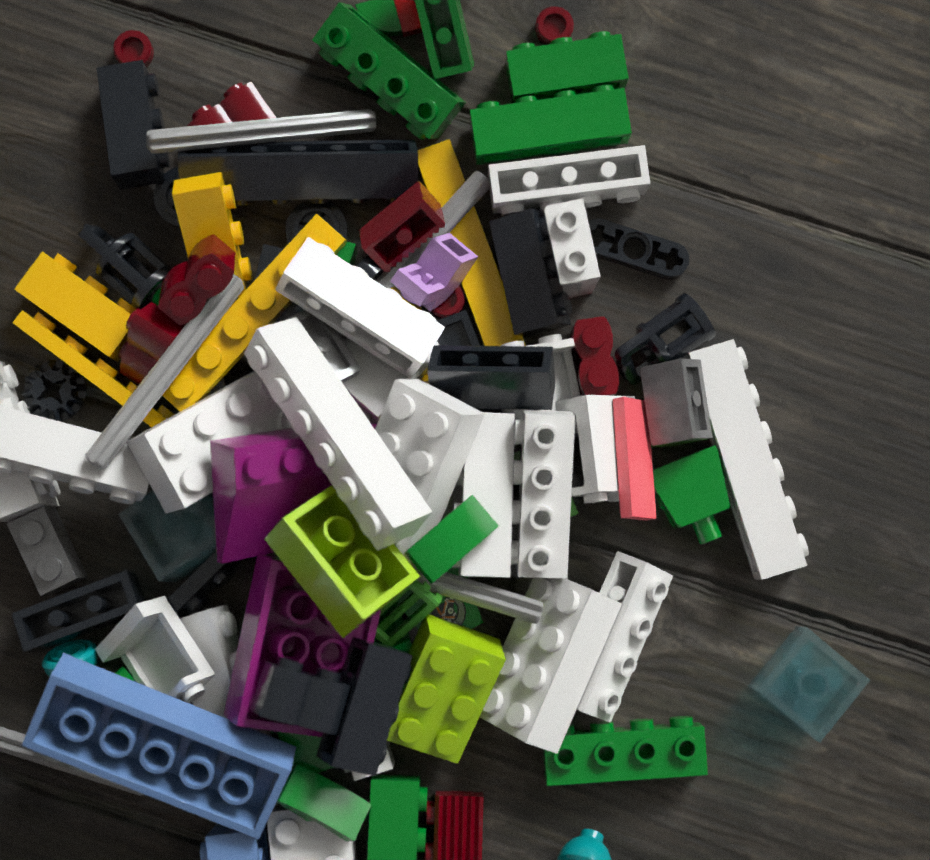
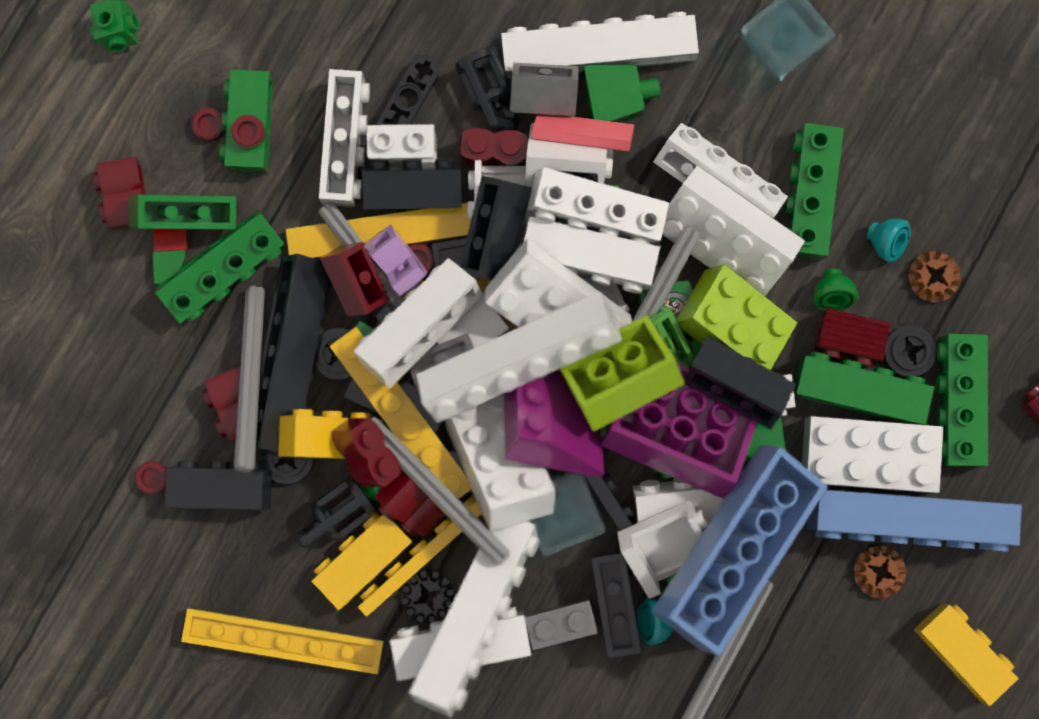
camera: 80 degrees left, 0 degrees up
(300, 696) = (723, 428): black brick -> none
(324, 802) = (809, 429): green slope -> none
(451, 539) = (621, 285): green slope -> none
(507, 802) = (834, 291): none -> green brick
(550, 68) = (248, 132): none -> dark red tile
(550, 125) = (293, 144): green brick -> none

